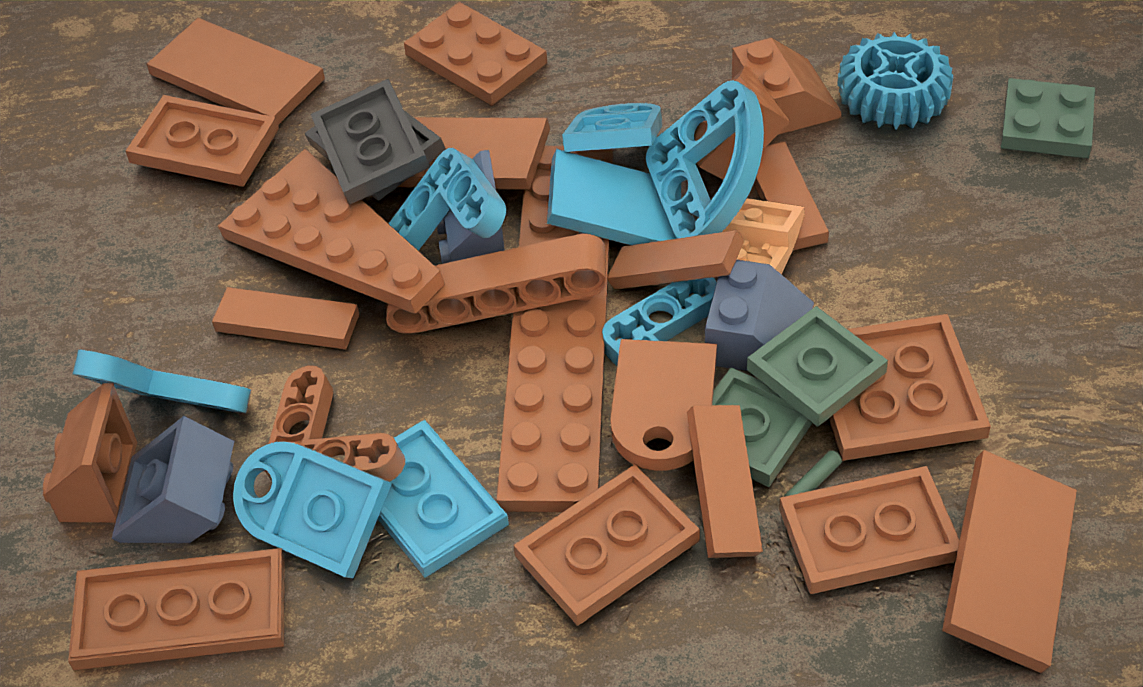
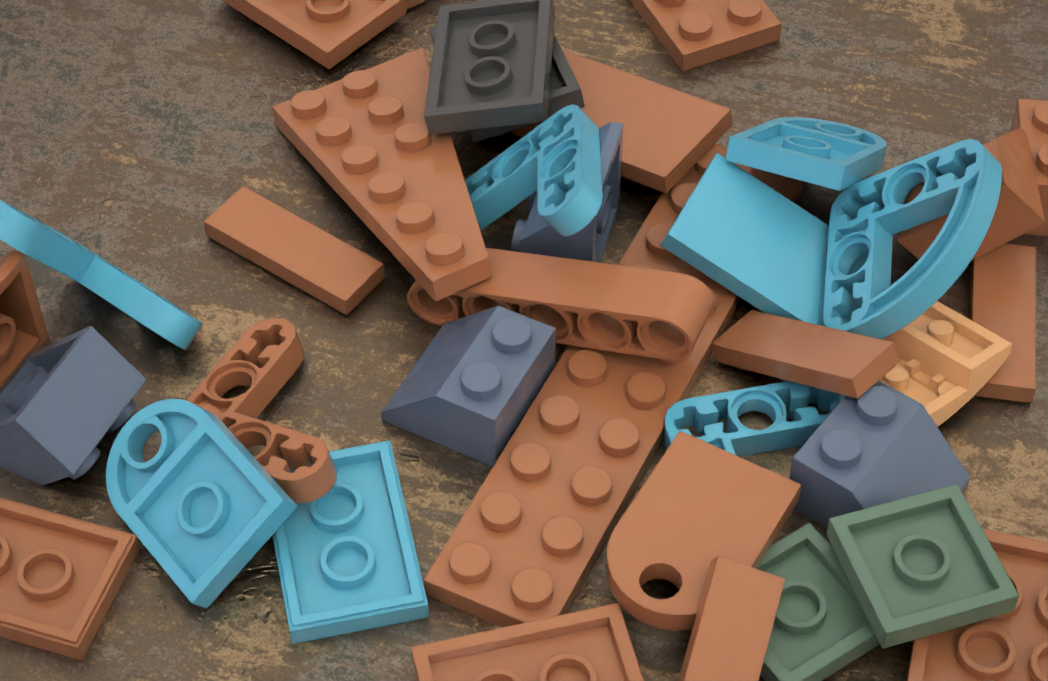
camera: 20 degrees right, 0 degrees up
(462, 359) = (475, 382): none -> sand blue slope

